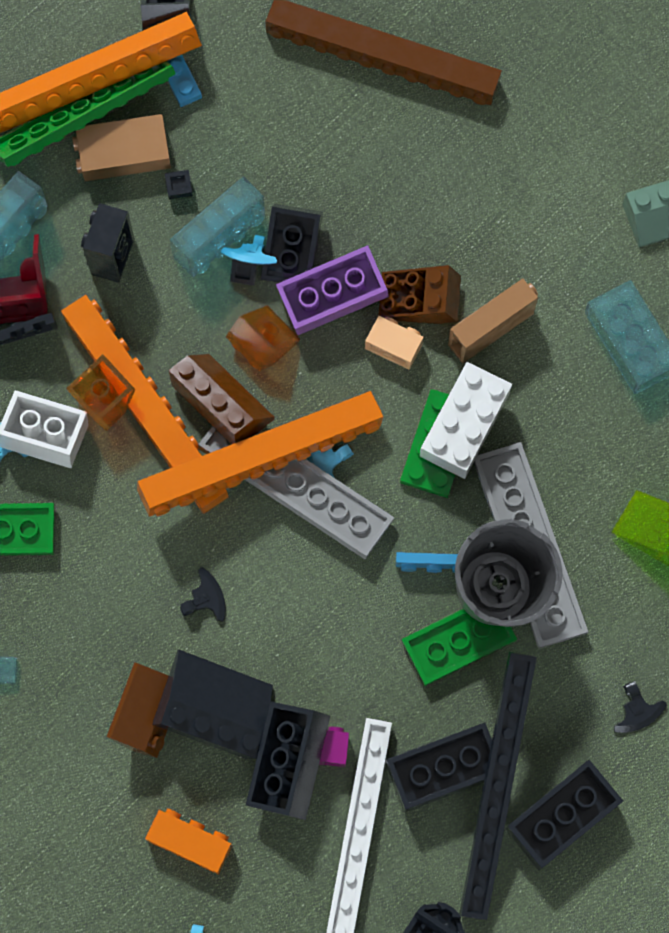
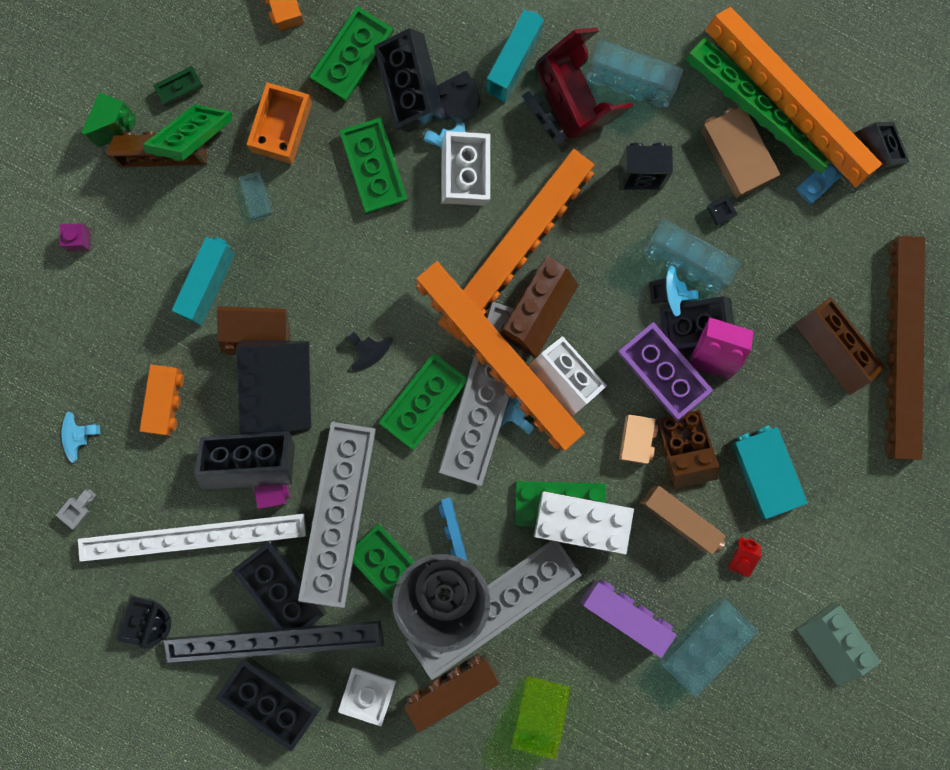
camera: 70 degrees right, 10 degrees up
(70, 749) = (204, 280): none -> teal brick
(102, 392) = (510, 206): clear orange slope -> none
(262, 337) = (606, 325): clear orange slope -> none
(283, 552) = (423, 401): none -> green plate
(304, 392) = (567, 376): none -> white slope
(327, 224) = (722, 348): none -> dark pink slope
(360, 113) = (840, 346): none -> reddish brown slope
(379, 677) = (337, 515): none -> light grey plate
(469, 222) = (768, 472): none -> teal brick
(550, 272) = (745, 557): none -> red bracket
(578, 406) = (632, 621): none -> medium lavender brick
(586, 708) = (367, 696): none -> white plate
(606, 611) = (451, 692): none -> reddish brown brick
(638, 712) = (377, 740): black piece -> none

